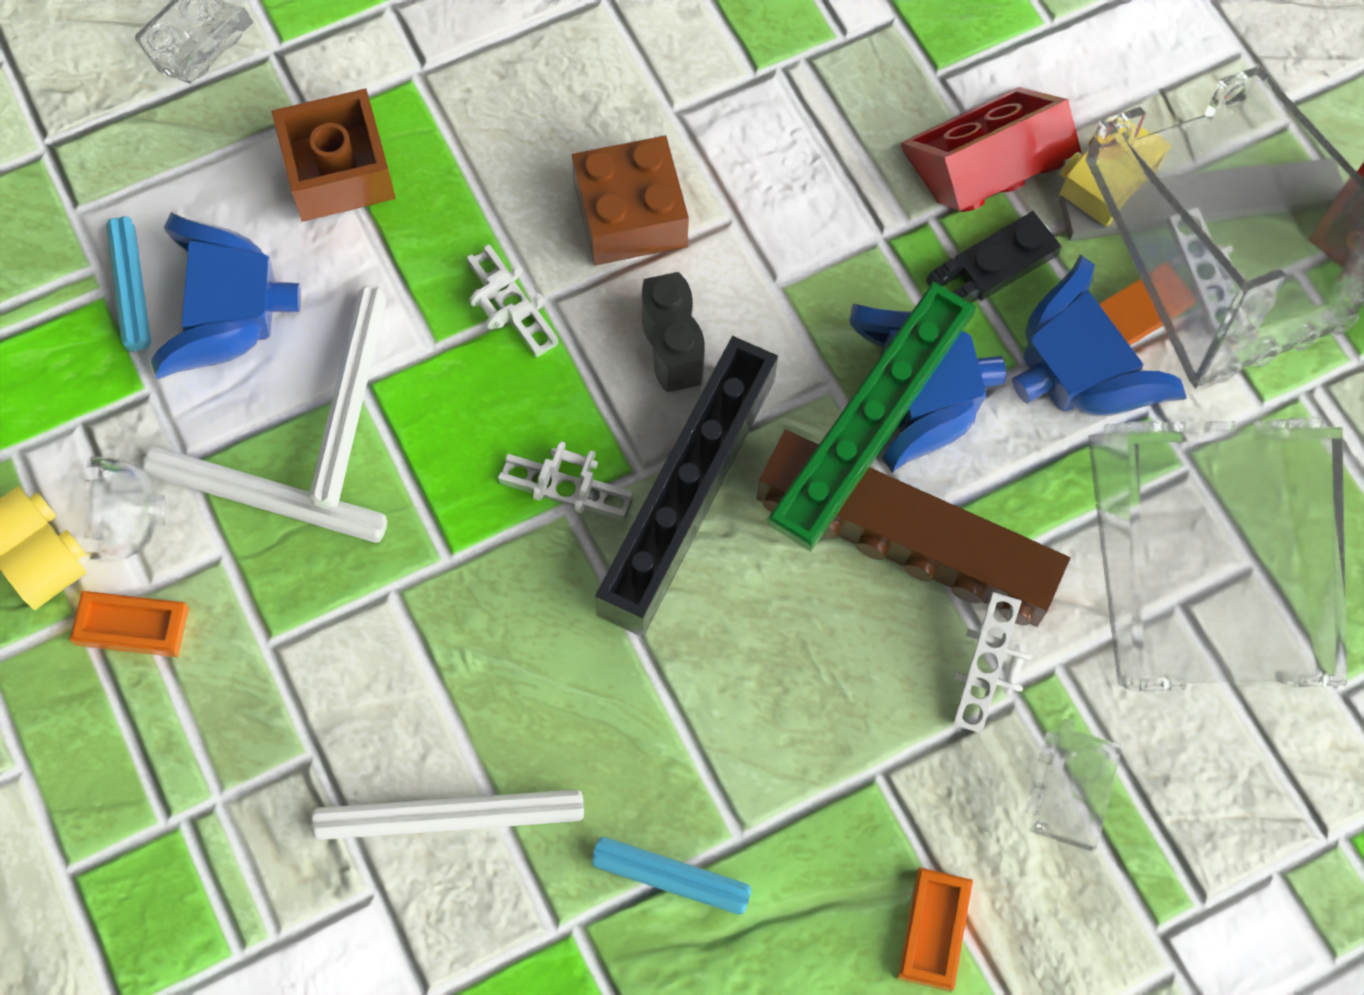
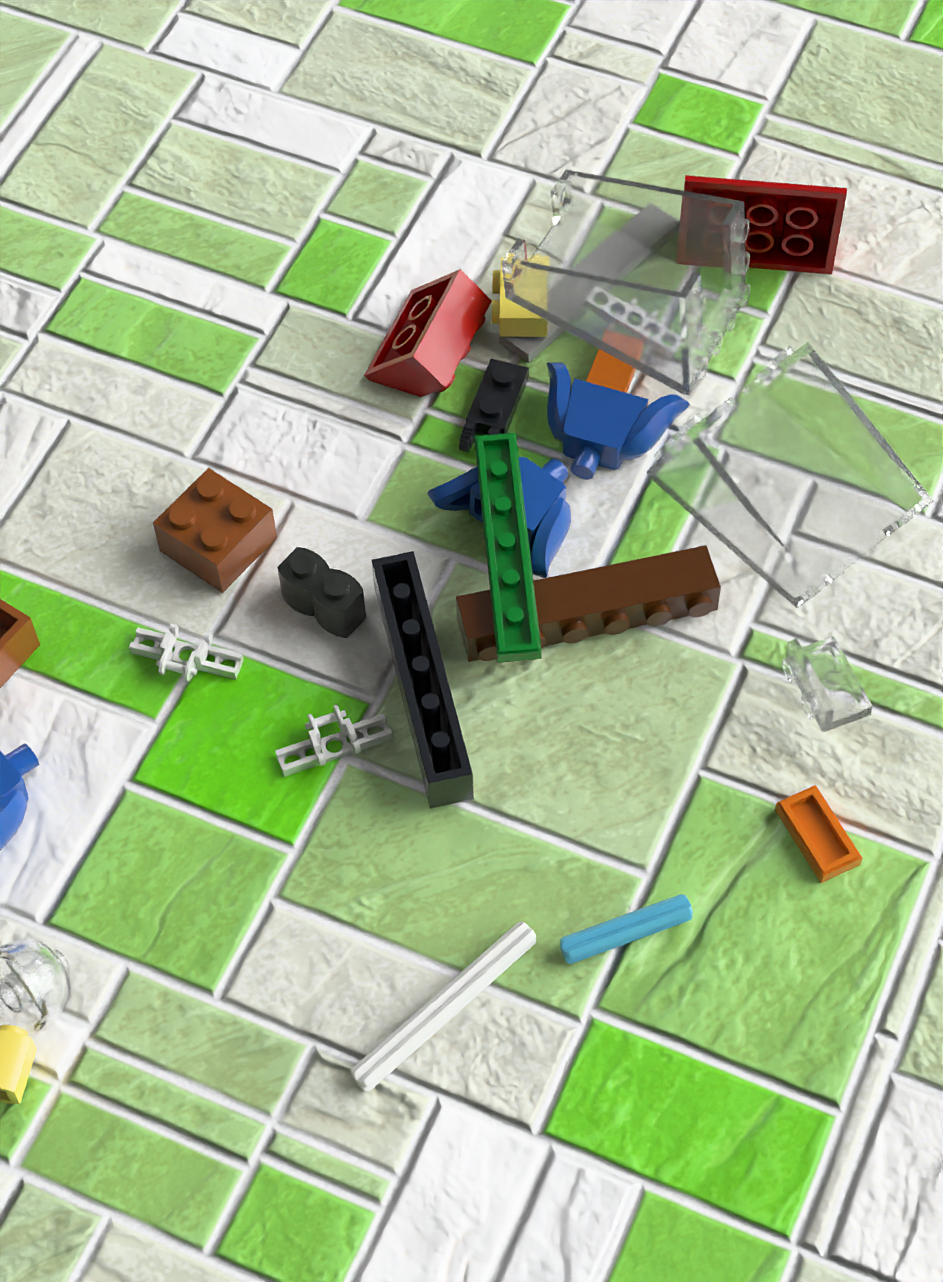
camera: 35 degrees left, 10 degrees down
(129, 623) = (101, 1058): orange tile -> none
(262, 494) = (127, 899): white axle -> none
(347, 398) = (130, 793): white axle -> none
(992, 678) = (721, 657): white piece -> none

